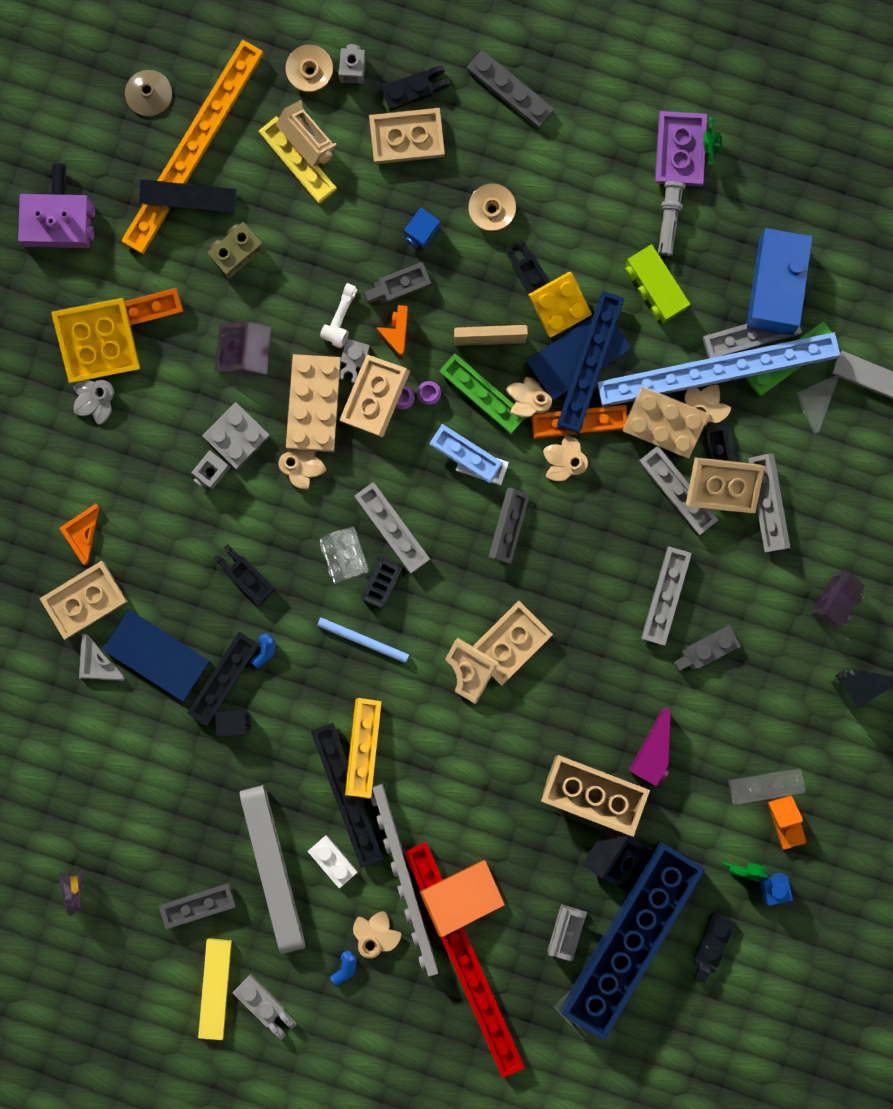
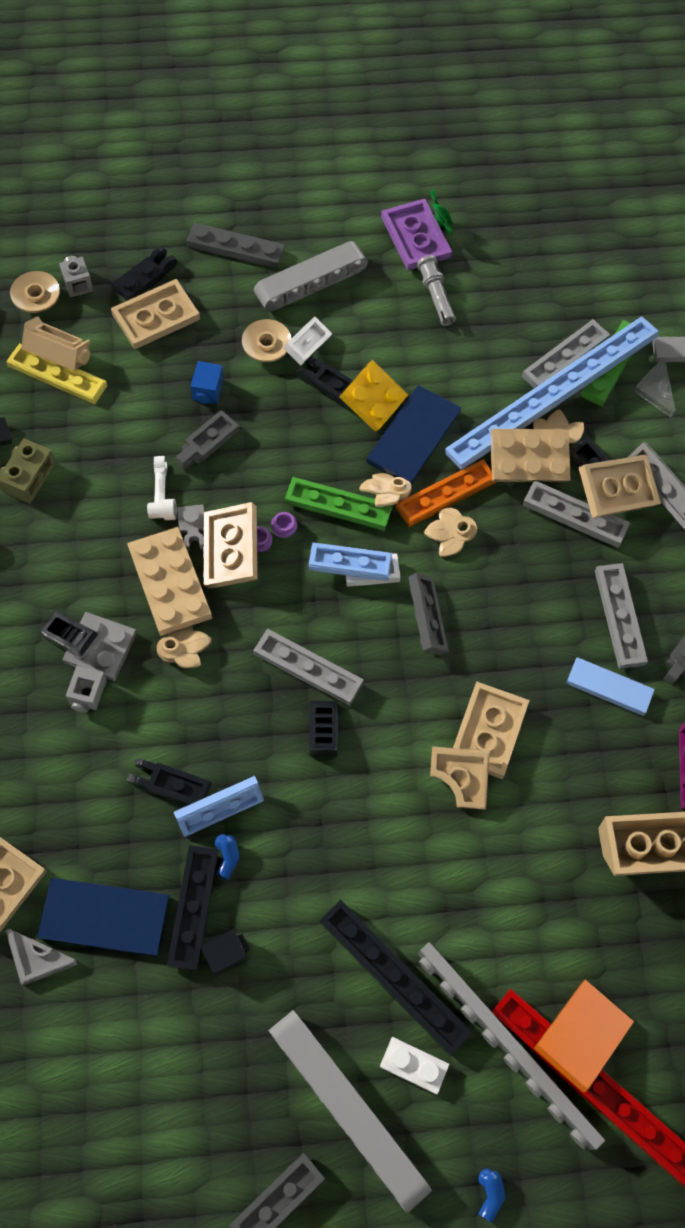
camera: 30 degrees left, 20 degrees down
(204, 407) = (55, 627): none -> black slope
(243, 348) = (72, 557): slope -> none
(274, 611) = (219, 806): none -> light blue tile
(343, 554) = (268, 716): clear bracket -> none
(363, 640) = (331, 797): light blue bar -> none
(363, 748) = (388, 913): yellow plate -> none
(376, 931) = (506, 1128): tan plate -> none
(396, 337) = (224, 485): orange slope -> none
(490, 335) = (320, 443): tan tile -> none
(528, 223) = (307, 340): none -> white plate
(562, 154) = (310, 276): none -> light grey beam
(590, 362) = (429, 435): dark blue tile -> none
(625, 650) = (610, 686): none -> light blue tile
(656, 284) = (455, 346): lime brick -> none
(779, 281) = (566, 299): blue brick -> none

